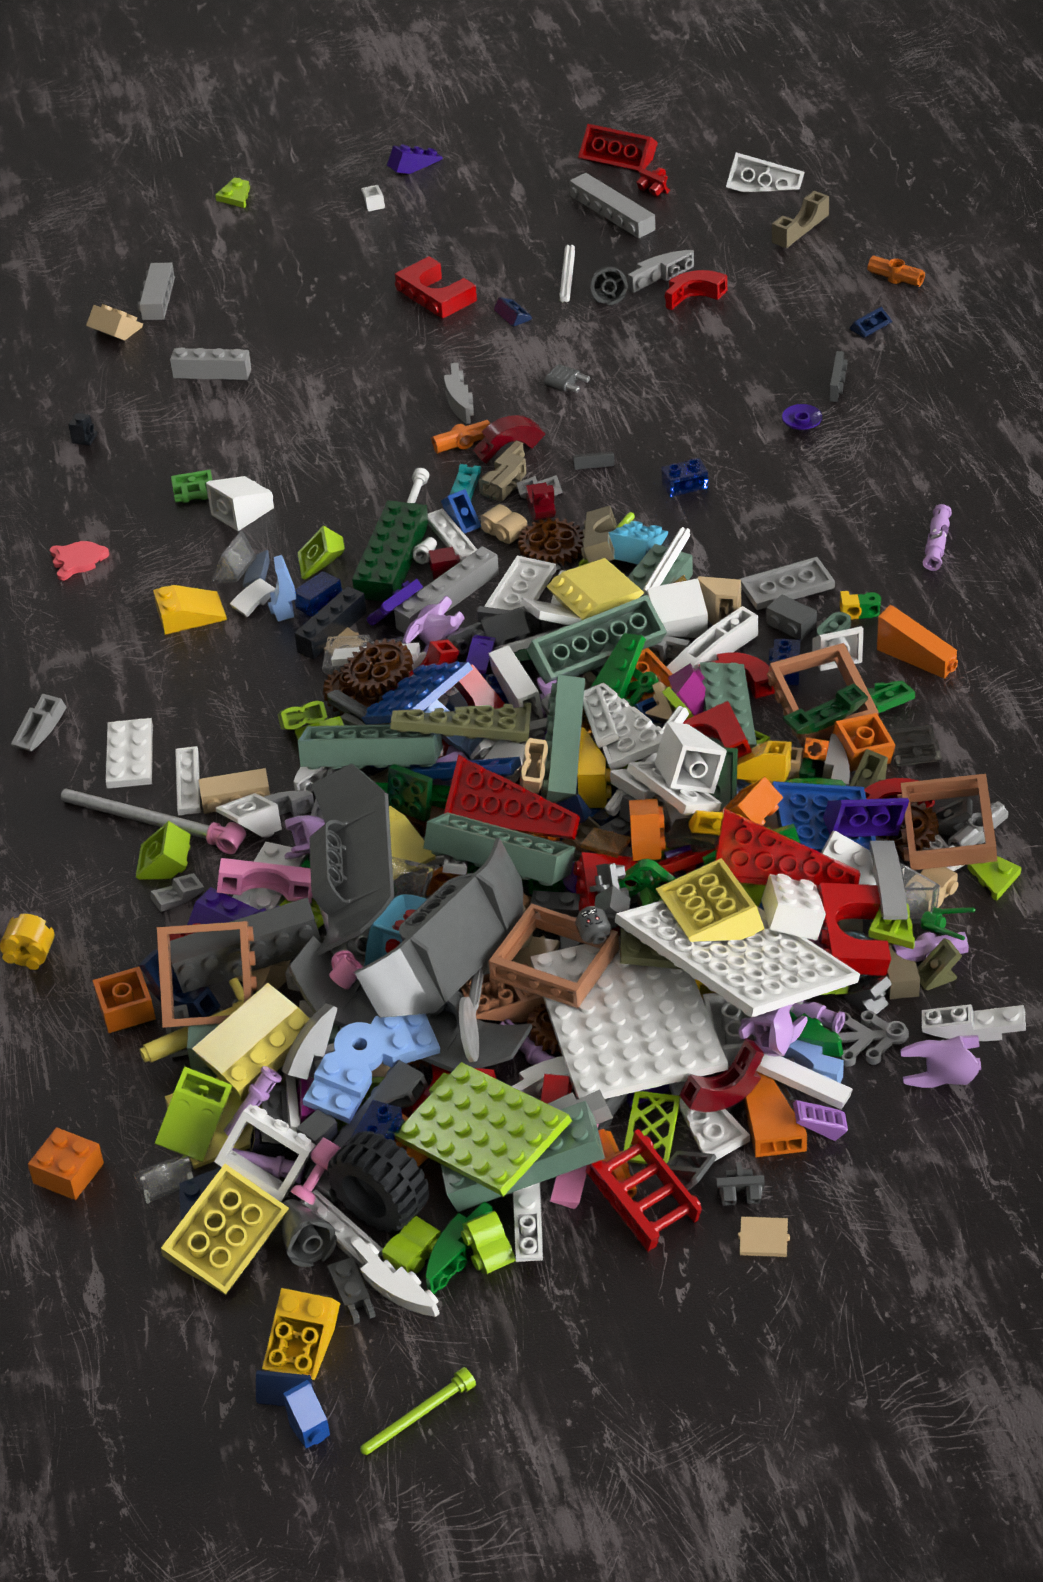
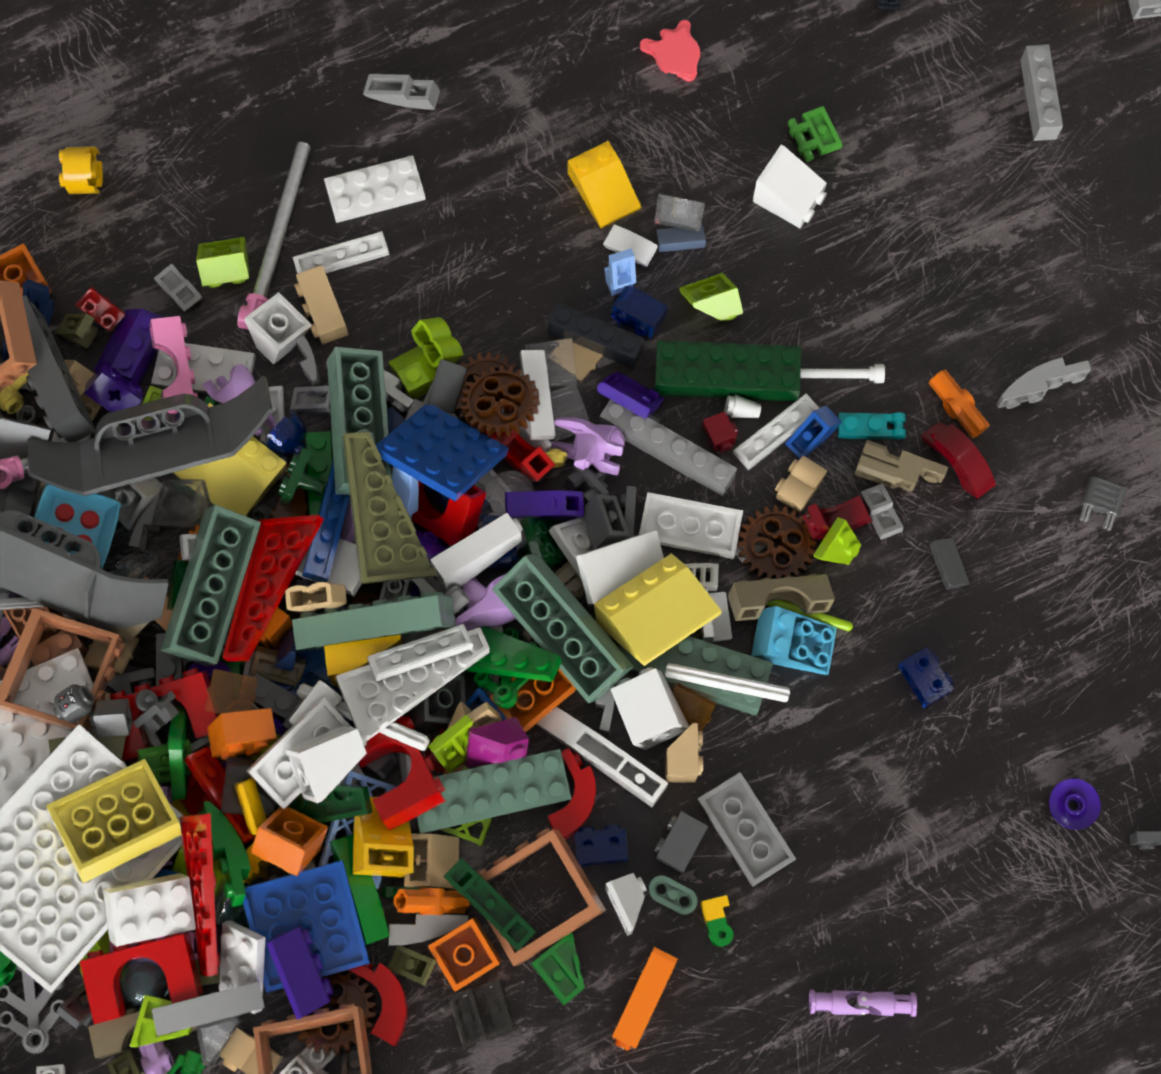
camera: 75 degrees right, 30 degrees up
(565, 501) = (839, 544): none -> lime wing

